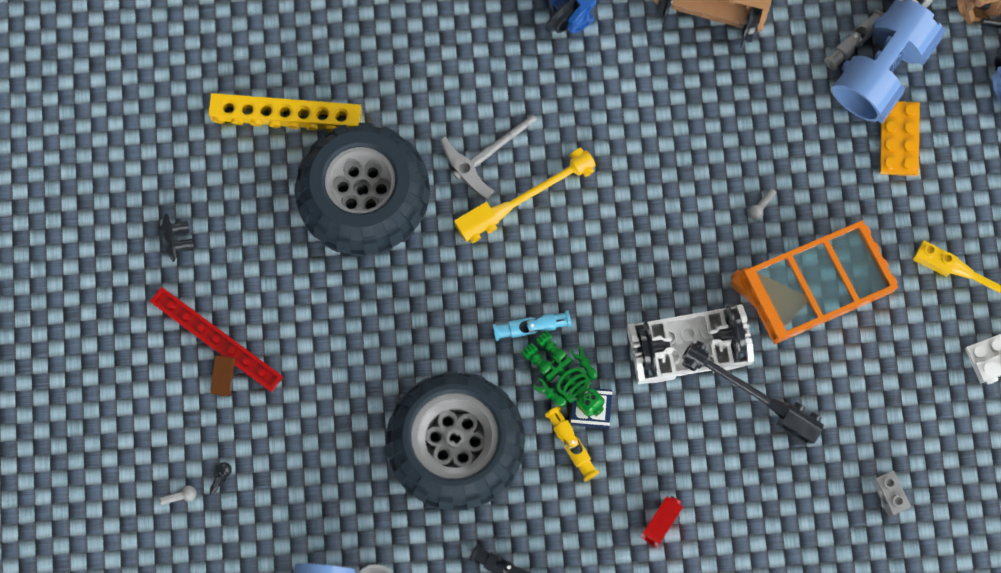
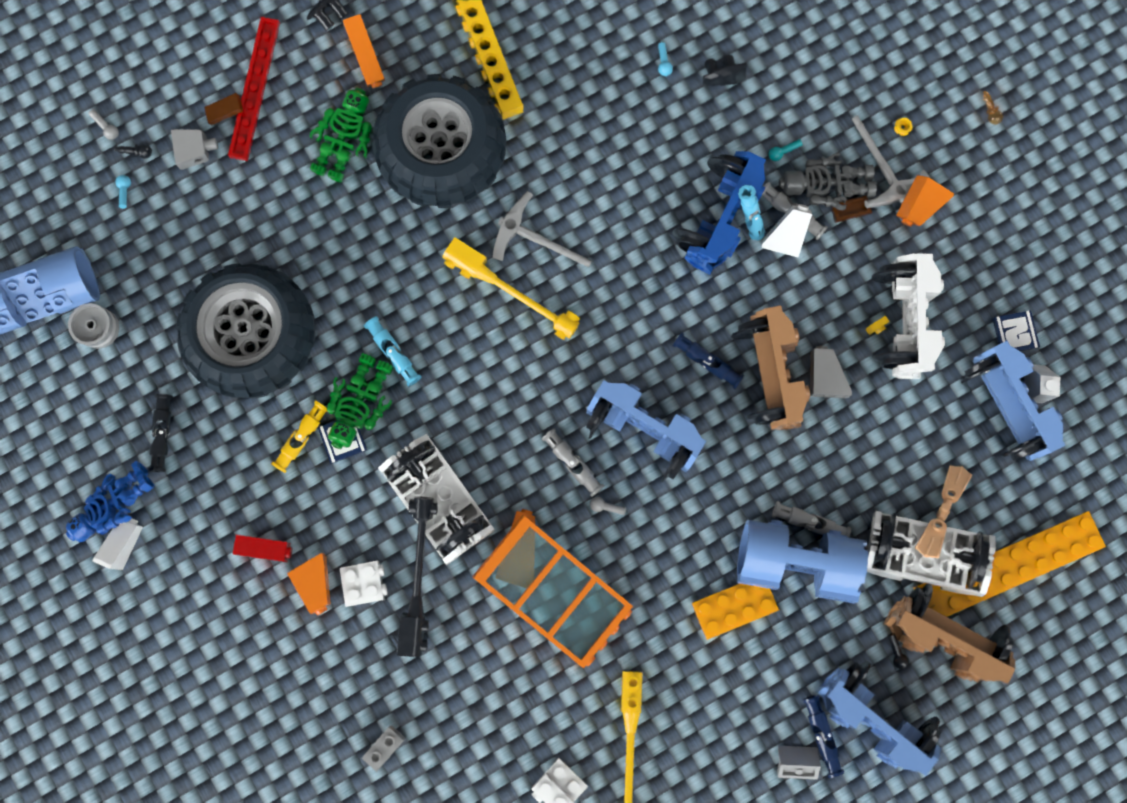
camera: 60 degrees right, 5 degrees up
(233, 222) = (364, 51): none -> orange slope
(245, 421) = (191, 147): none -> light grey torso
(245, 503) = (123, 183): none -> medium azure bar
(281, 254) = (355, 104): none -> green piece
(665, 61) = (701, 355): none -> dark blue piece
(697, 217) = (564, 452): none -> light grey piece
(714, 492) = (313, 583): none -> orange slope
(733, 447) = (363, 583): none -> white plate
(734, 111) = (677, 442): none -> medium blue piece

